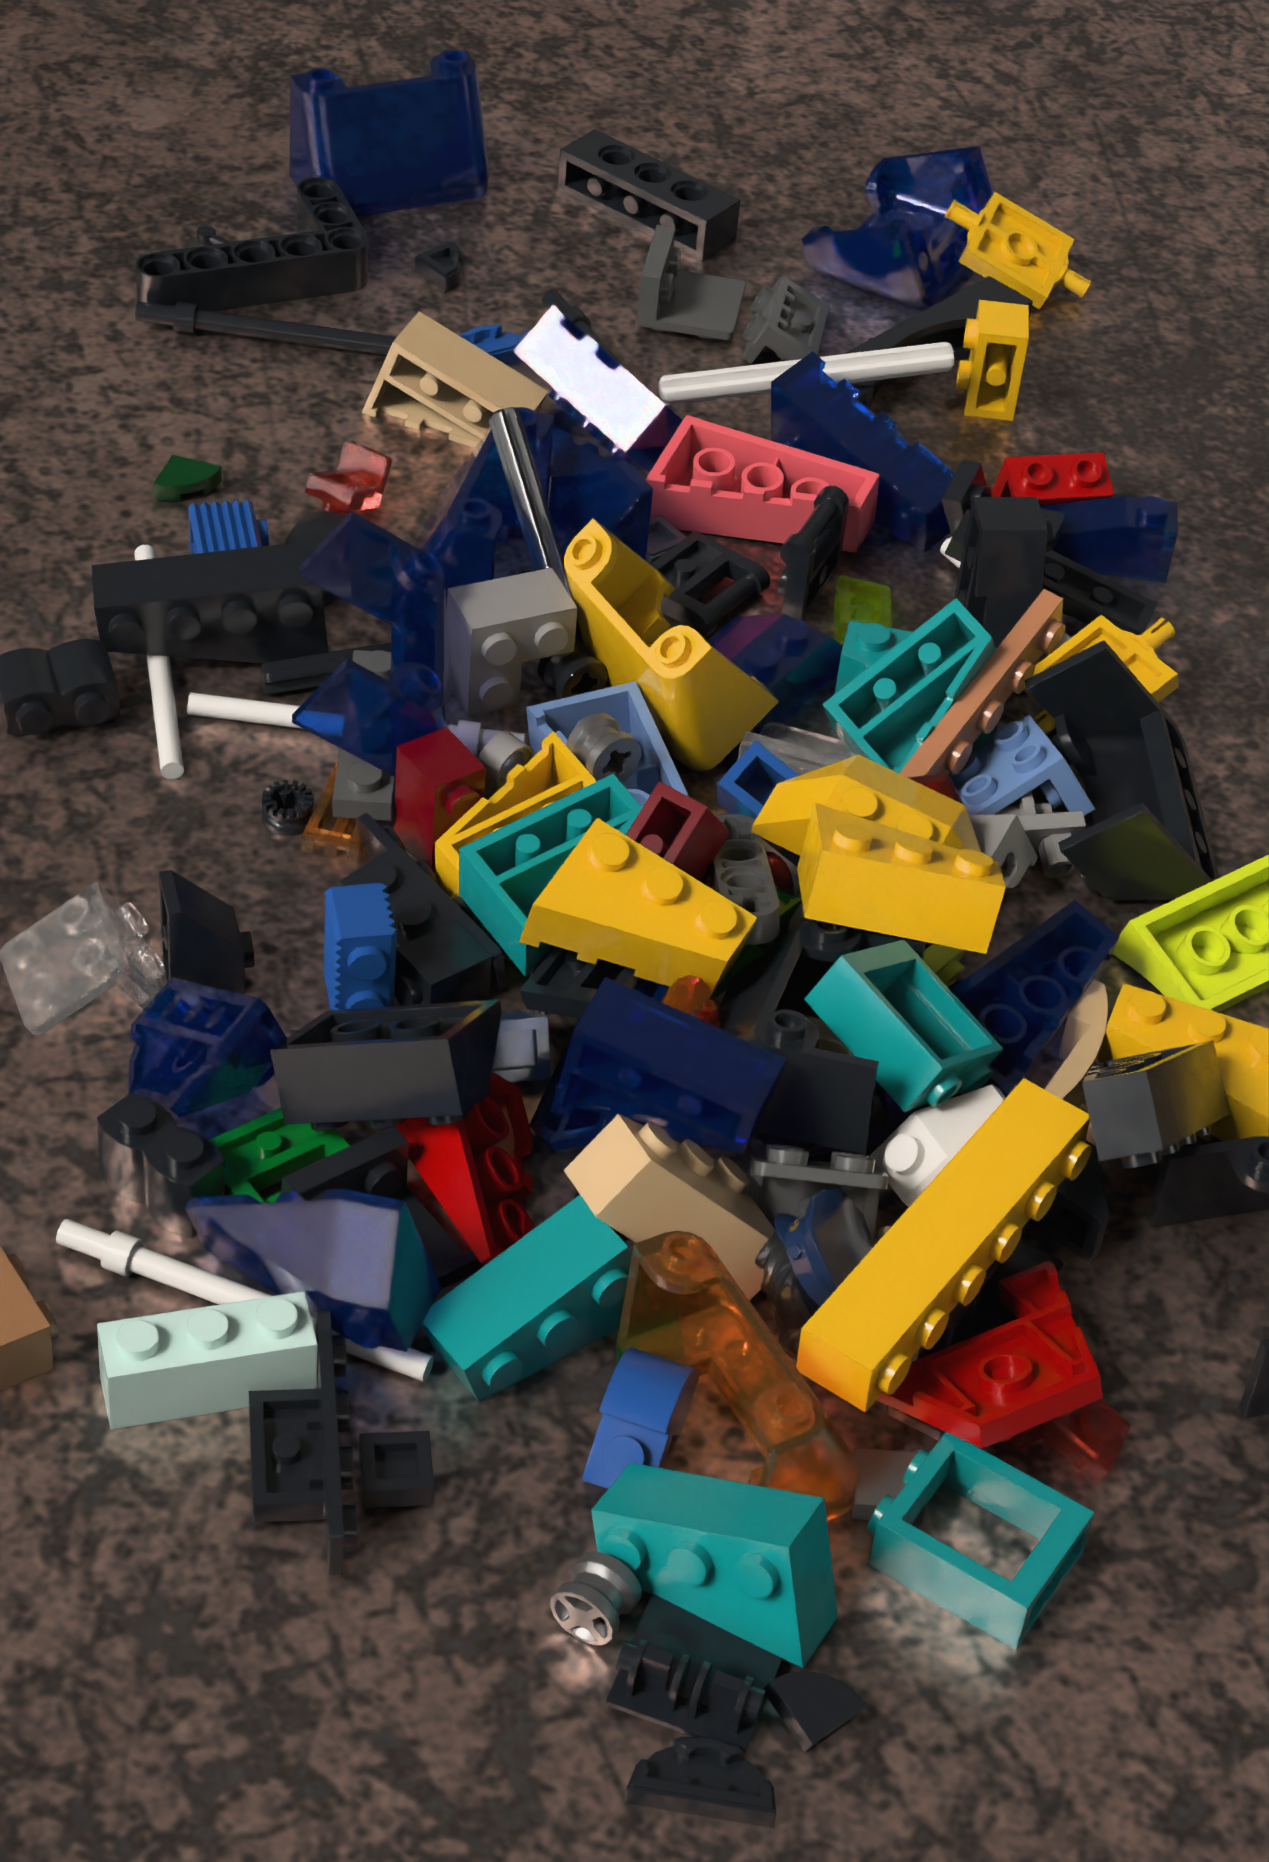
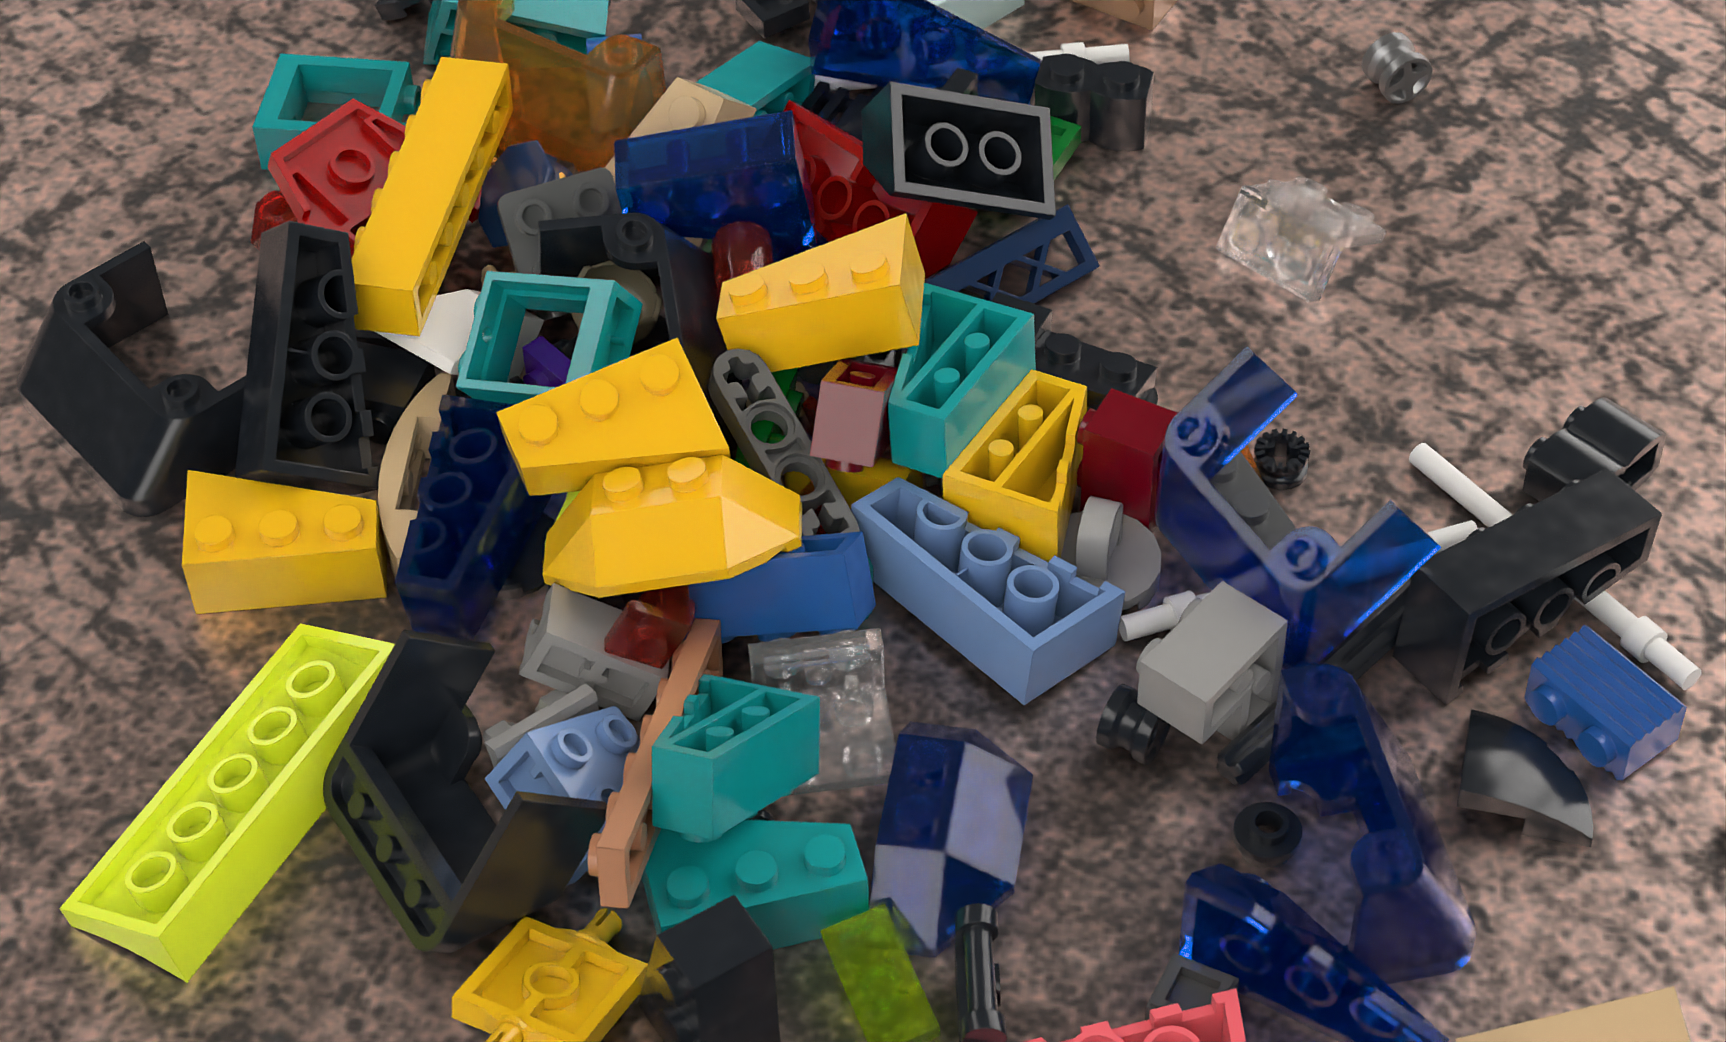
camera: 160 degrees right, 5 degrees up
(201, 936) = (1221, 255): black slope -> none
(201, 1046) = (1122, 163): clear blue wedge -> none
(355, 483) = (1579, 870): clear red bracket -> none
(359, 947) = (1079, 282): blue brick -> none
(528, 494) = (1278, 794): black axle -> none
(604, 747) = (995, 517): flat silver wheel -> none
(688, 685) = (1038, 685): yellow windscreen -> none
(695, 568) = (1115, 947): black plate -> none

